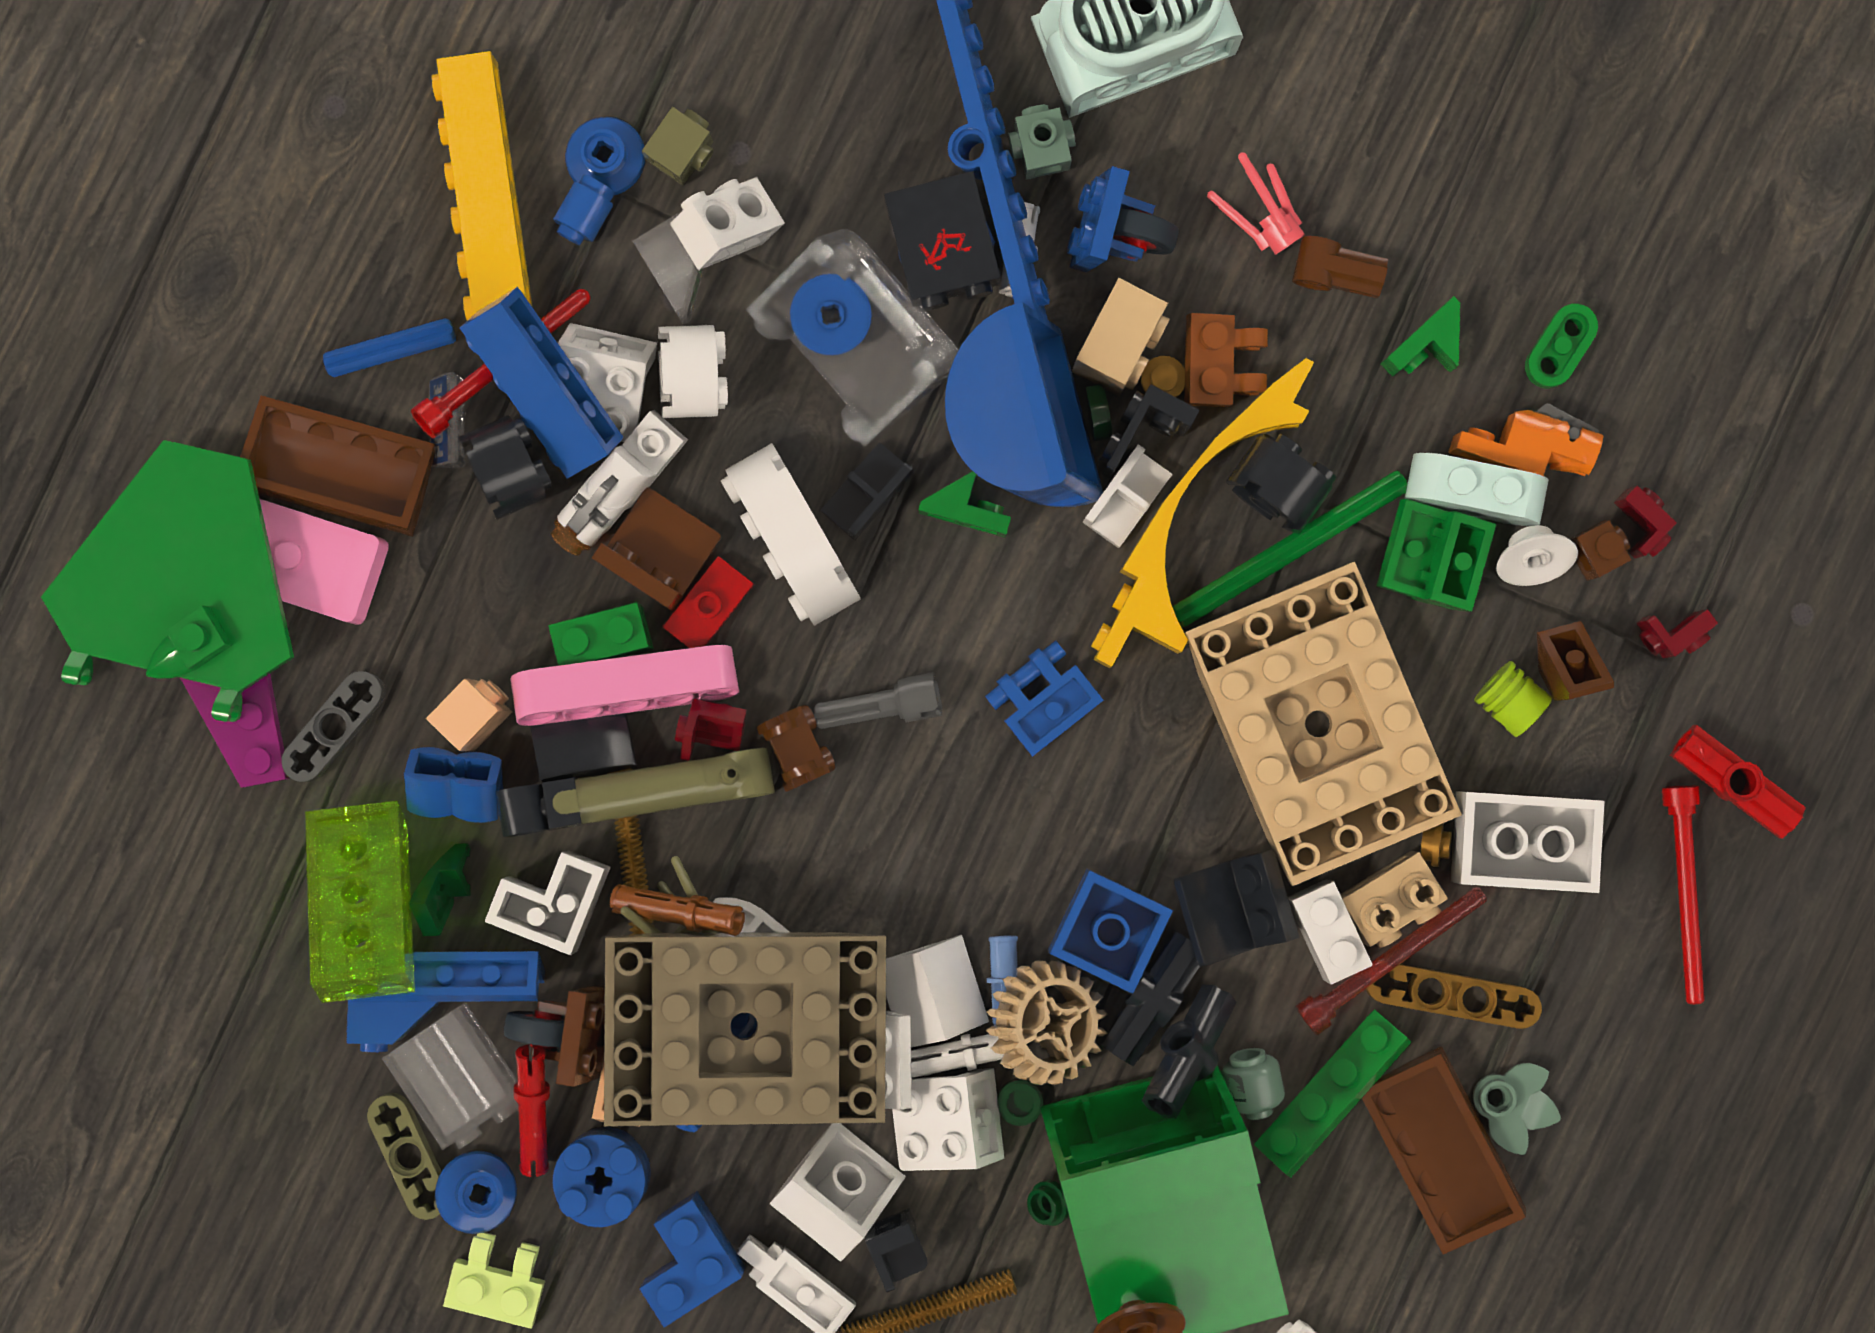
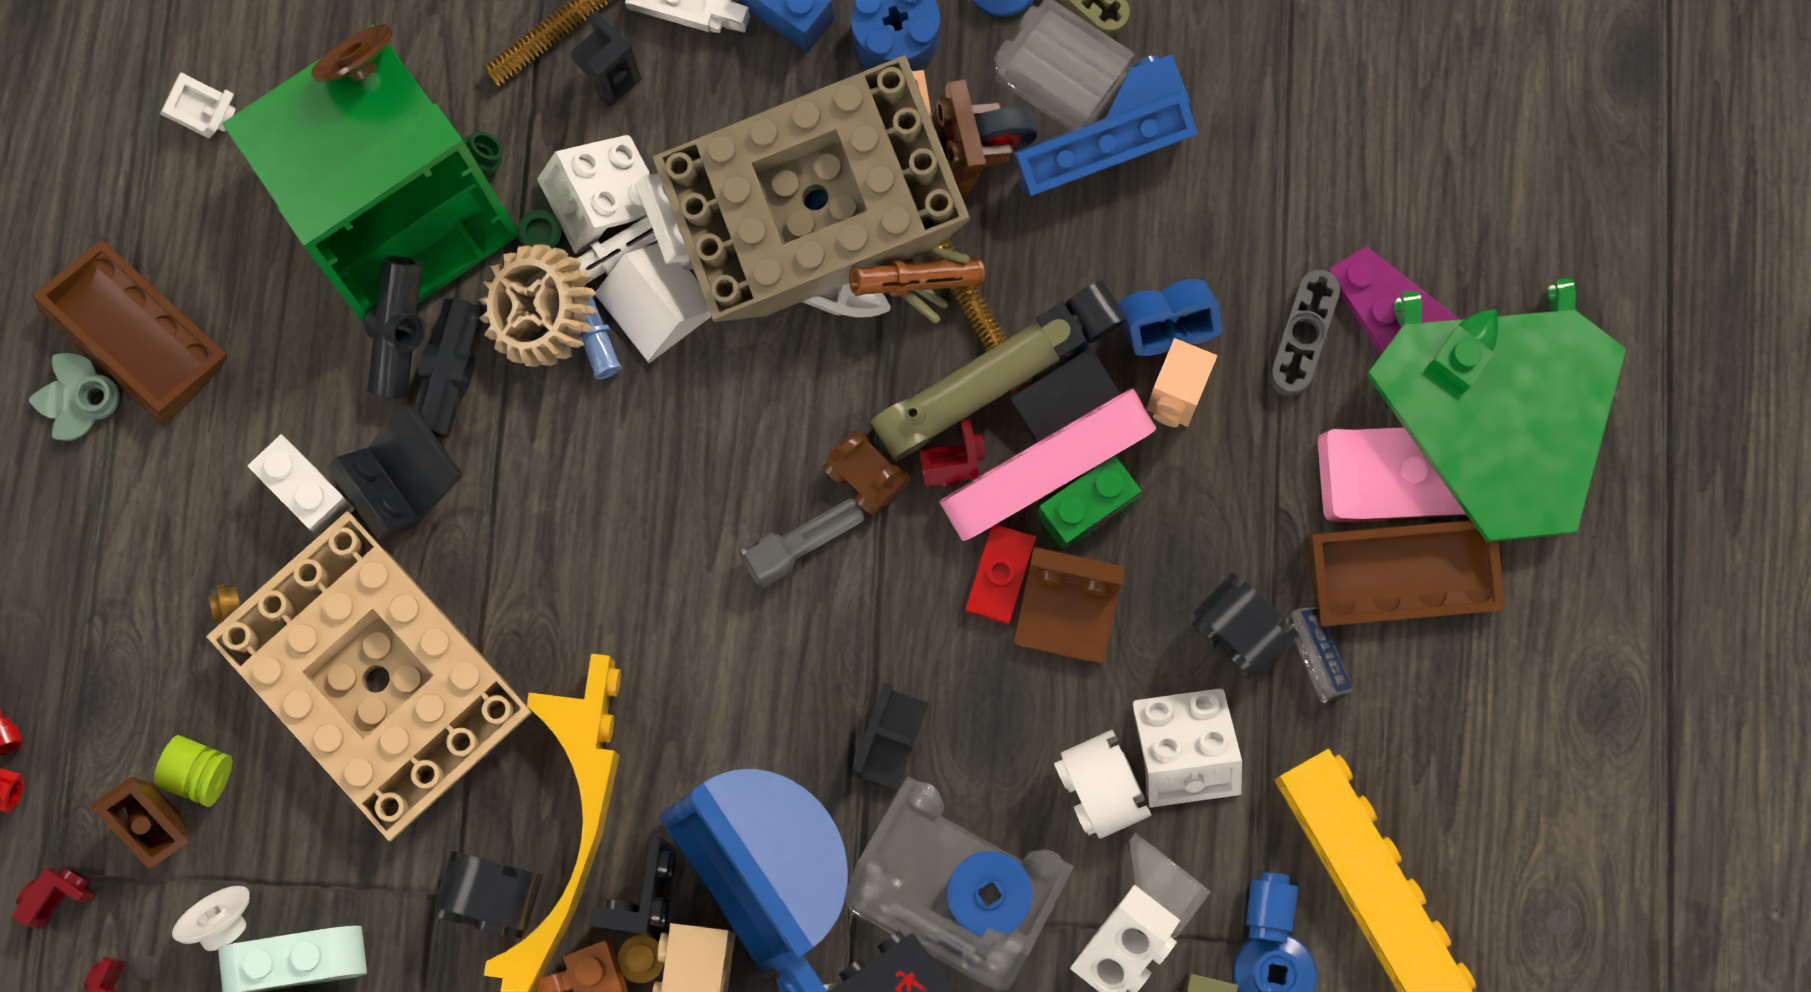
camera: 165 degrees right, 10 degrees down
(382, 919) = (1239, 182): clear neon green brick -> none
(389, 347) = (1403, 704): blue axle -> none
(435, 413) = (1329, 648): red piece -> none
(436, 891) = (1146, 221): dark green slope -> none
(531, 1094) = (985, 69): red pin -> none
(541, 383) = (1241, 715): blue brick -> none
(552, 915) = (1037, 233): white brick -> none
(617, 483) = (1131, 652): white plate -> none
(791, 534) = (951, 667): white brick -> none
(838, 1191) = (676, 91): white slope -> none
(952, 506) = (801, 753): green slope -> none
(1054, 708) = (635, 598): blue plate -> none
(1098, 413) = (691, 896): dark green tile -> none
(1109, 931) = (508, 410): blue brick -> none
(1127, 497) = (633, 825): white panel -> none
(1254, 1082) = (327, 325): sand green head -> none
(1290, 548) = (459, 838): green axle -> none
(1320, 1010) = (284, 411): clear red piece -> none
(1332, 1093) = (250, 344): green plate -> none
(1393, 899) = (250, 539): tan brick -> none
(1436, 555) = (312, 881): green brick -> none
(1451, 998) = (166, 470): pearl gold beam -> none
(1527, 842) = (136, 637): white brick -> none
(1601, 549) = (152, 949): reddish brown brick -> none

